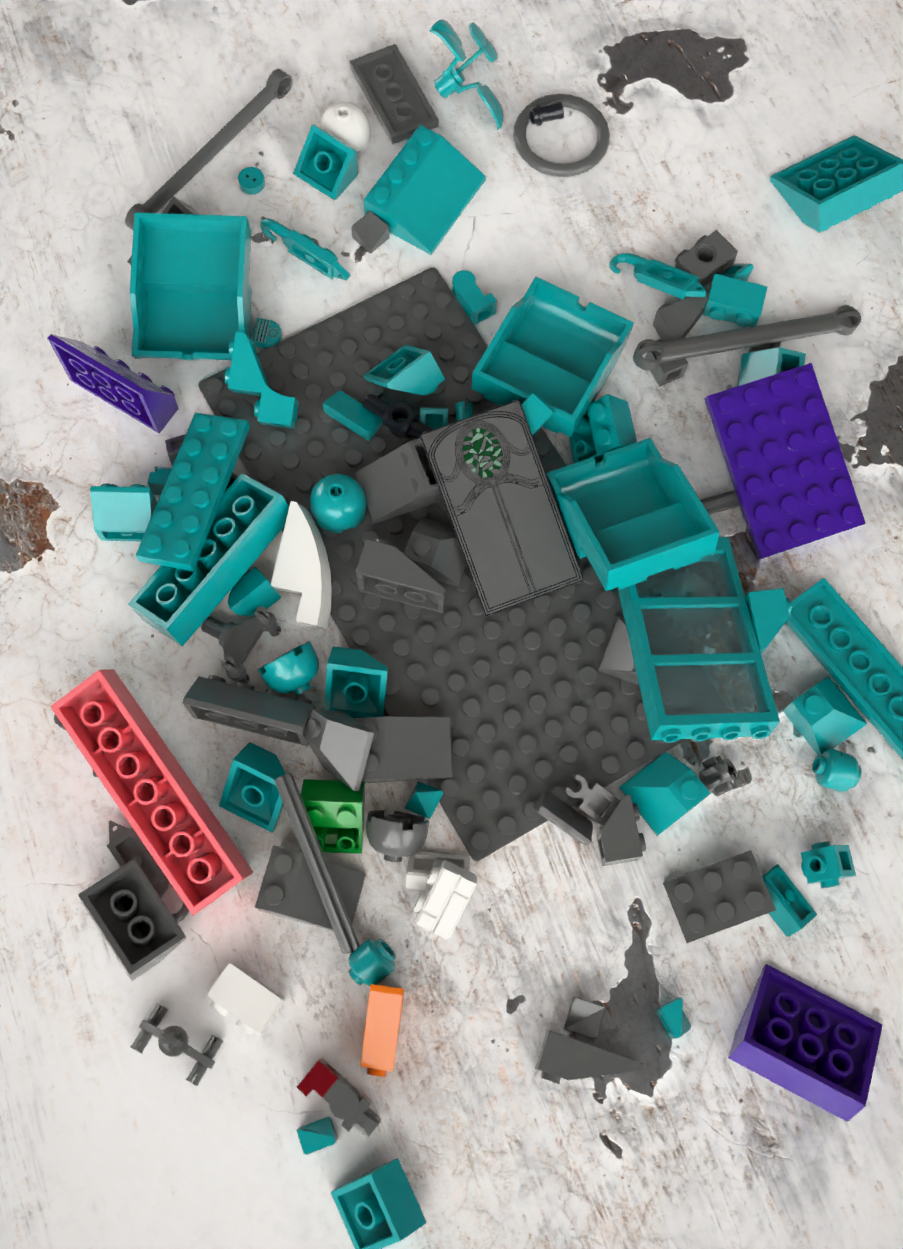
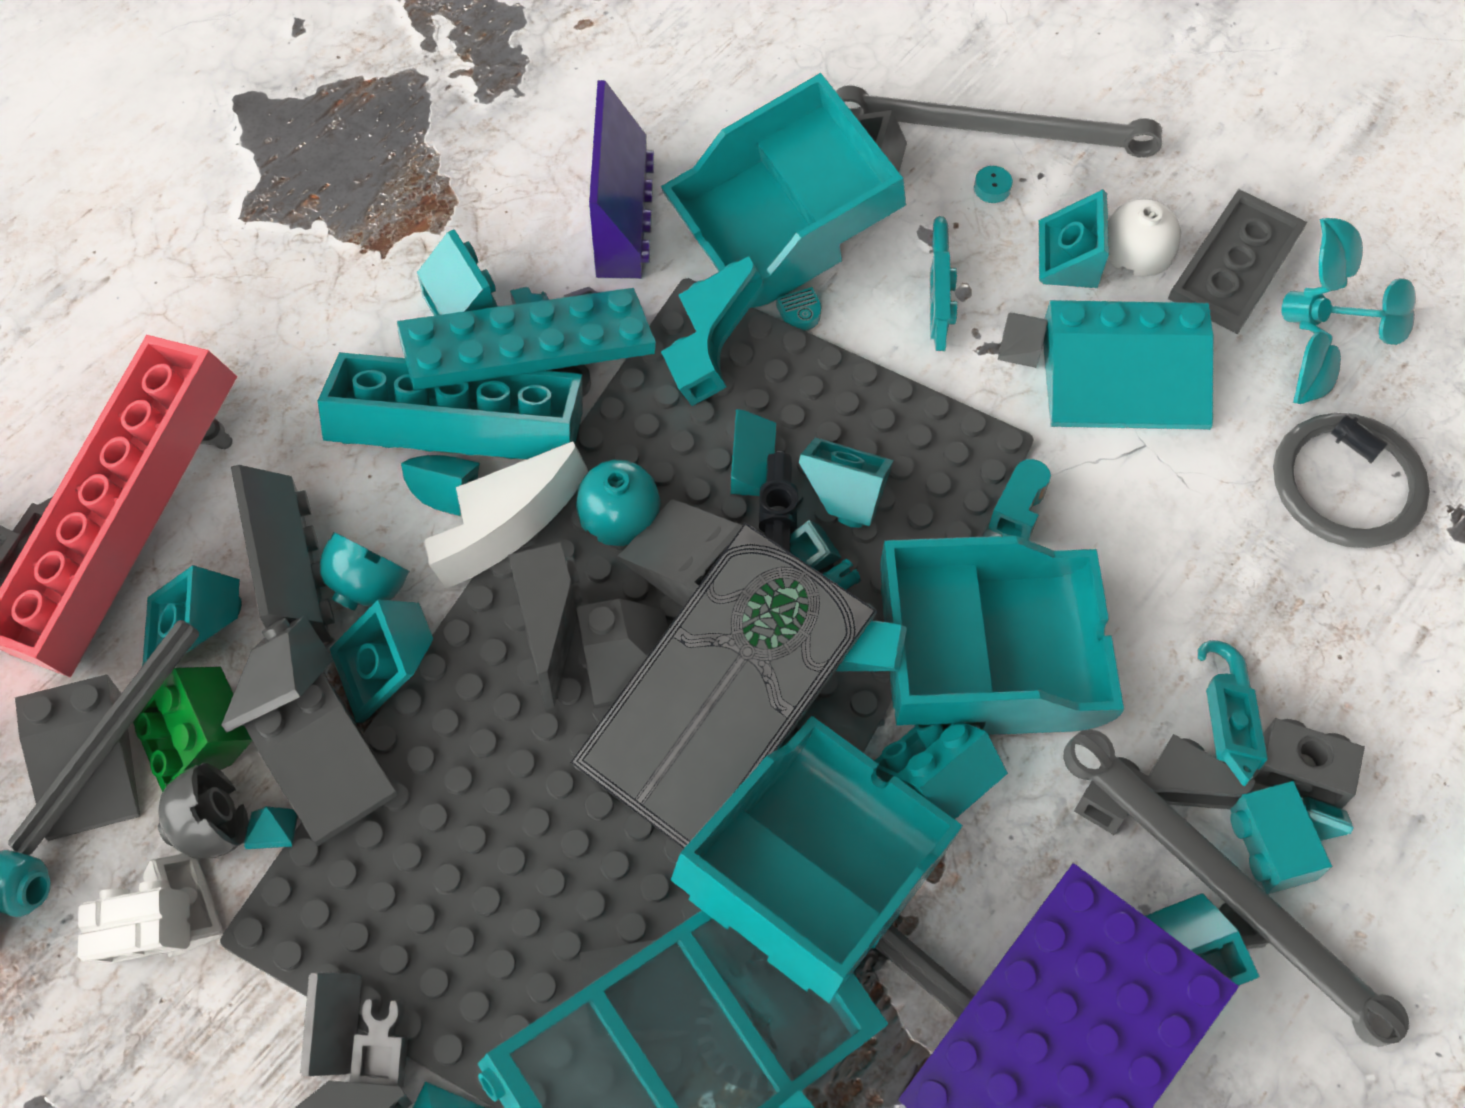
camera: 60 degrees right, 10 degrees down
(240, 639) = (367, 496): dark grey axle -> none

